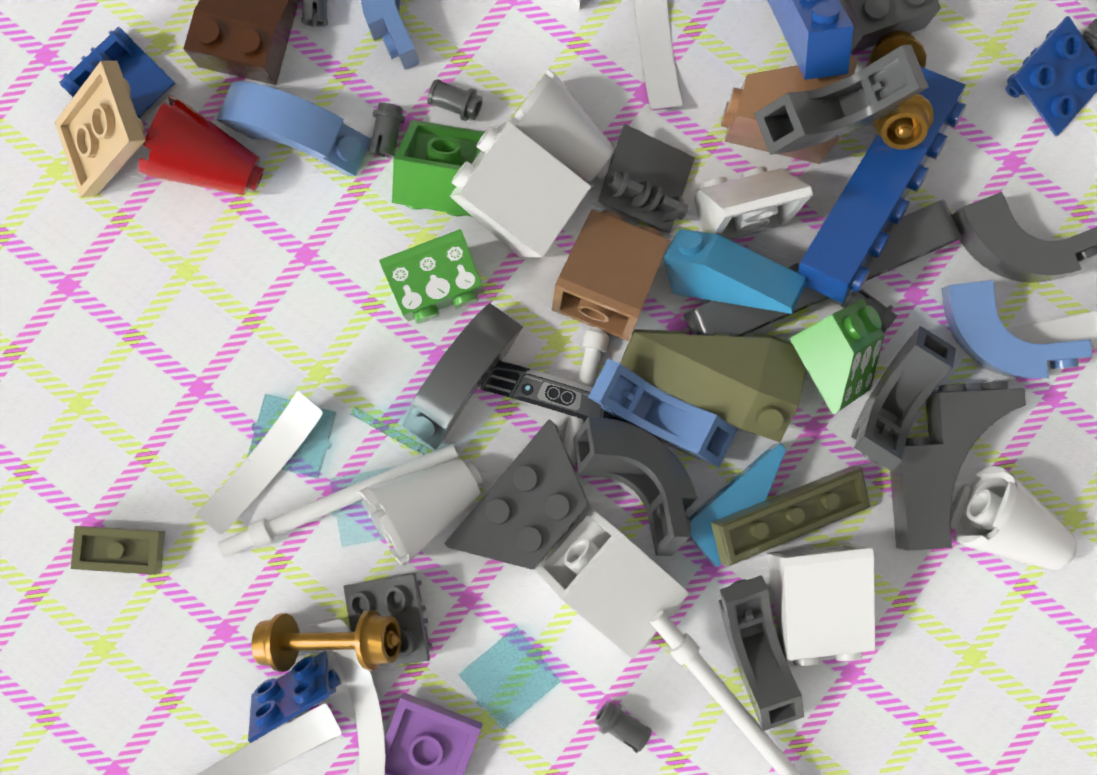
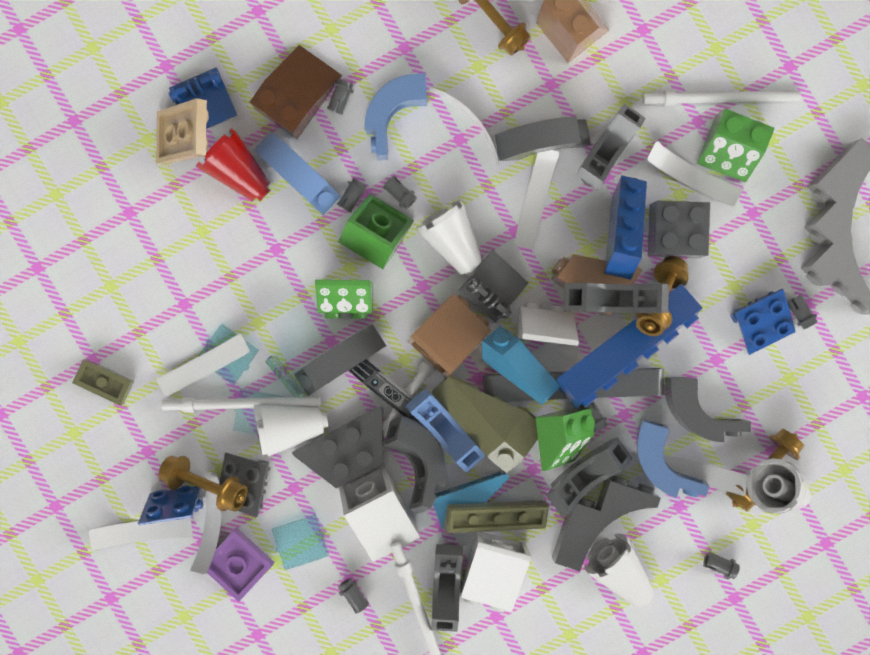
camera: 20 degrees right, 5 degrees up
(518, 190) = (413, 269): white slope -> none

